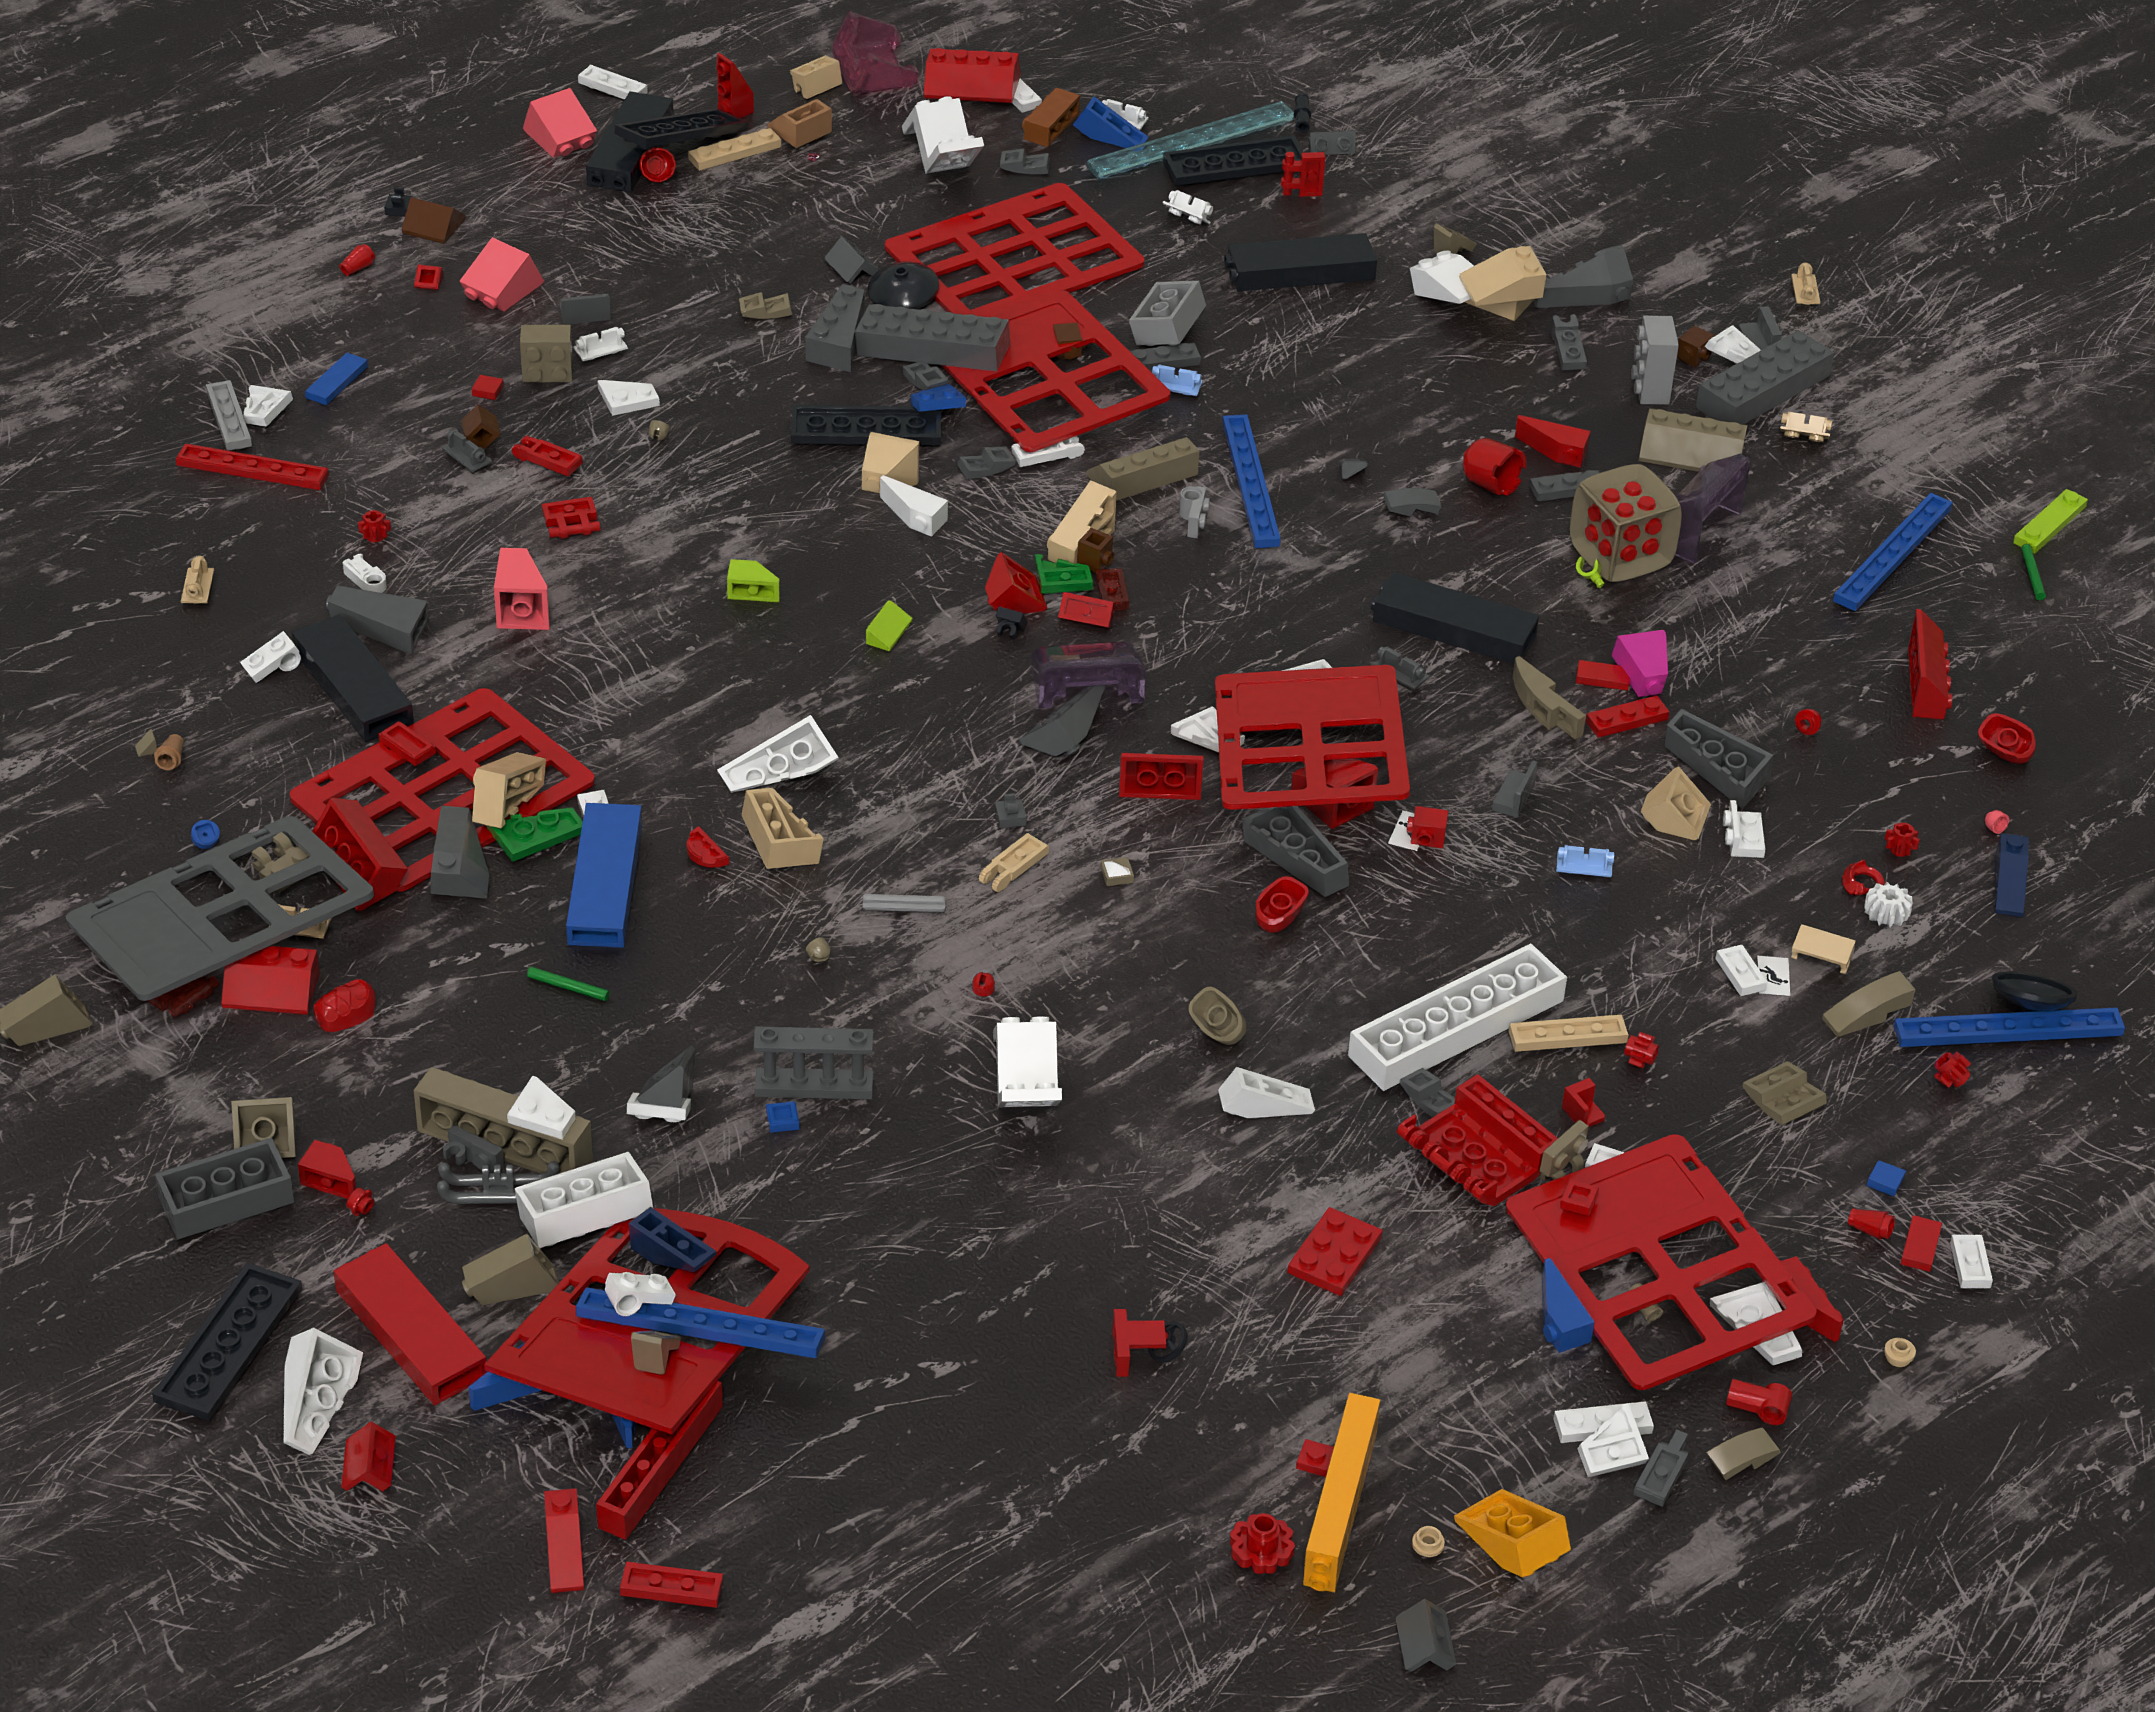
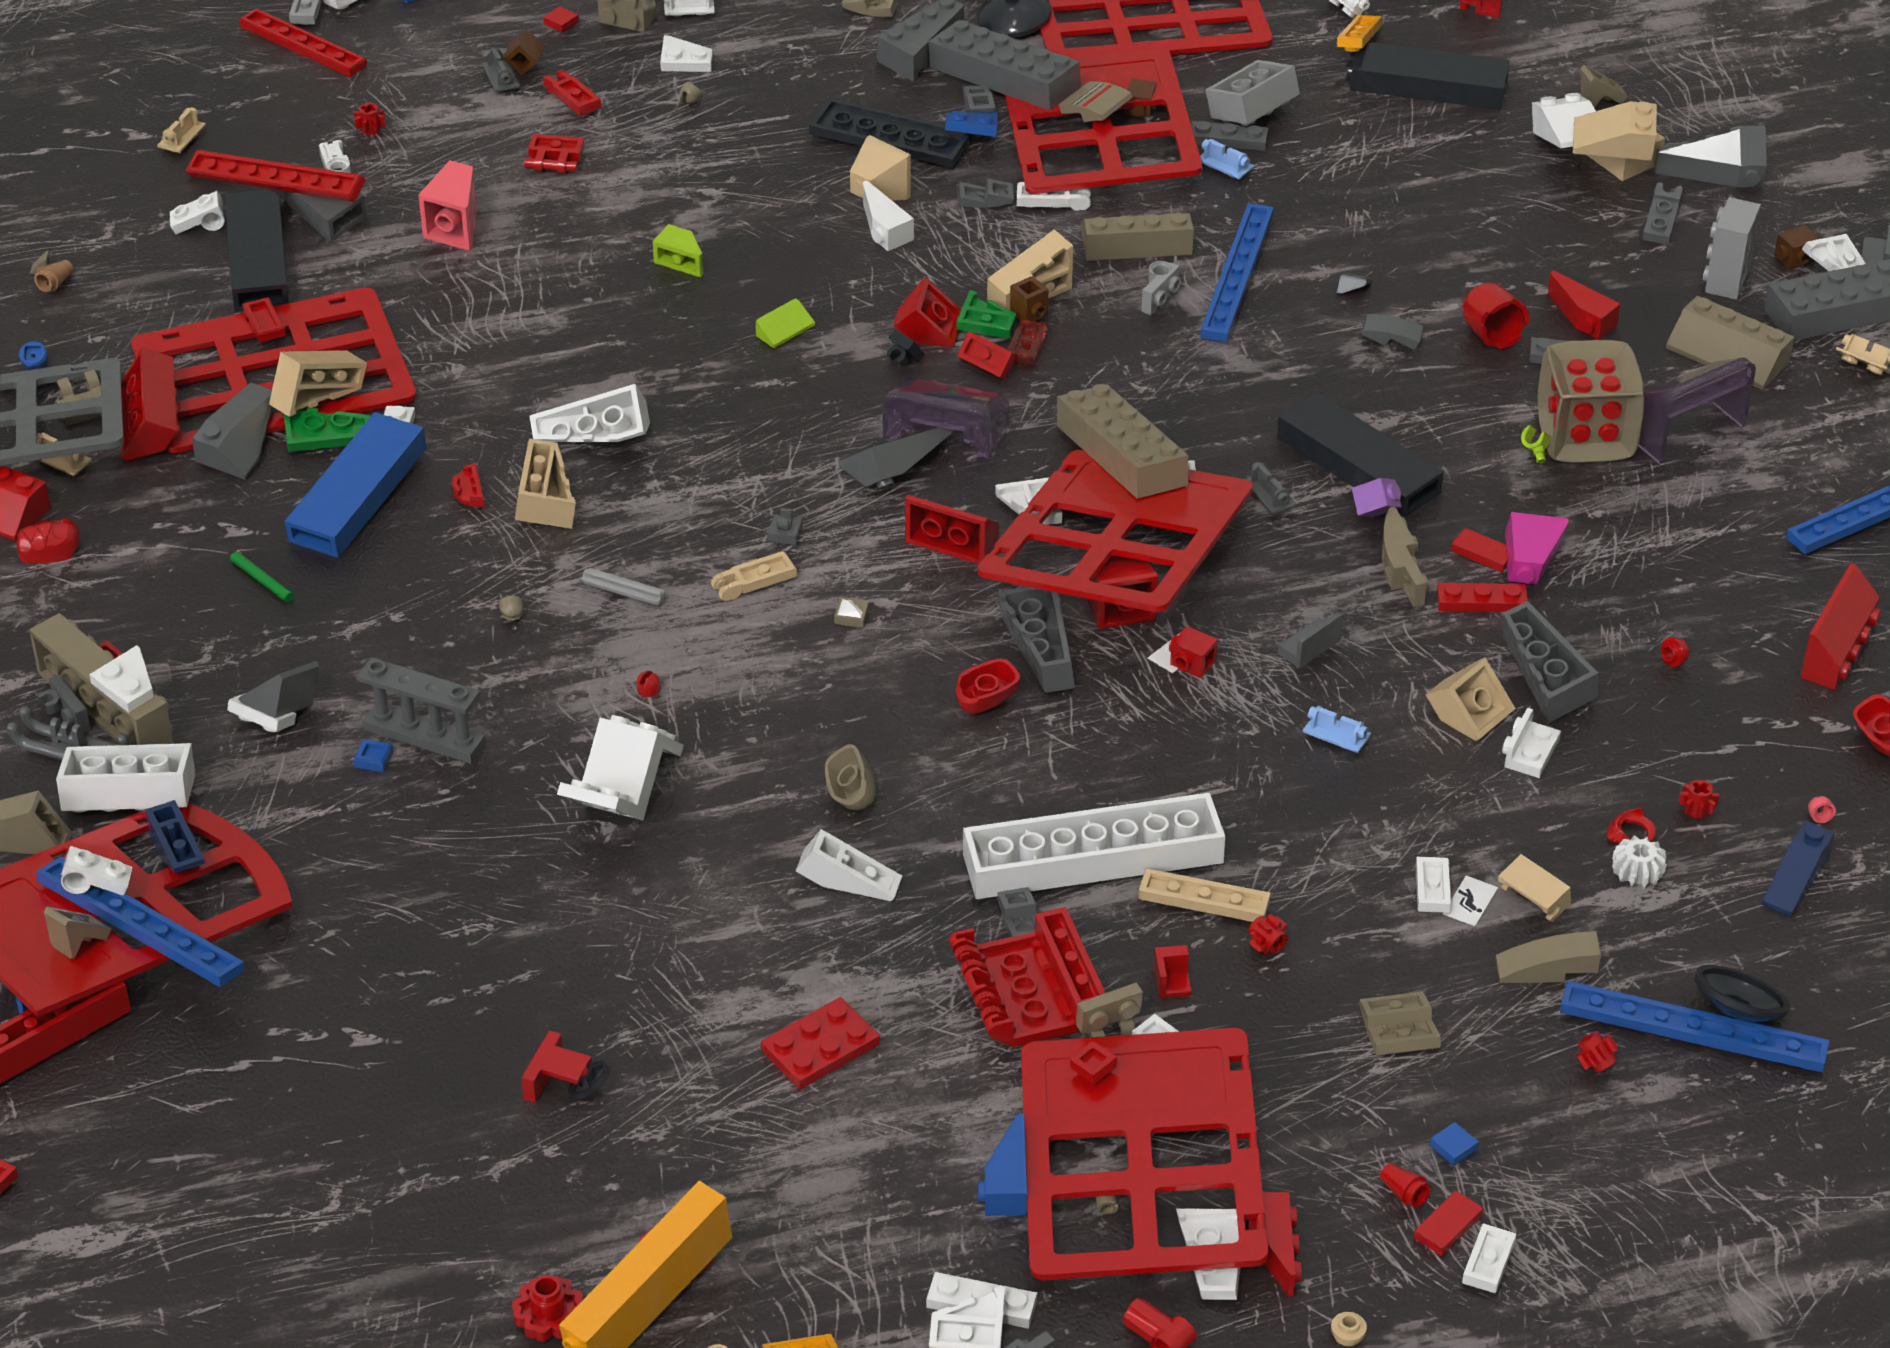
camera: 25 degrees right, 0 degrees up
(330, 602) = (276, 175): none -> red tile
(1037, 351) = (1095, 100): none -> dark tan slope
(1223, 236) = (1359, 32): none -> light orange plate
(1261, 657) = (1122, 441): none -> dark tan brick
(1499, 651) = (1376, 497): none -> medium lavender brick

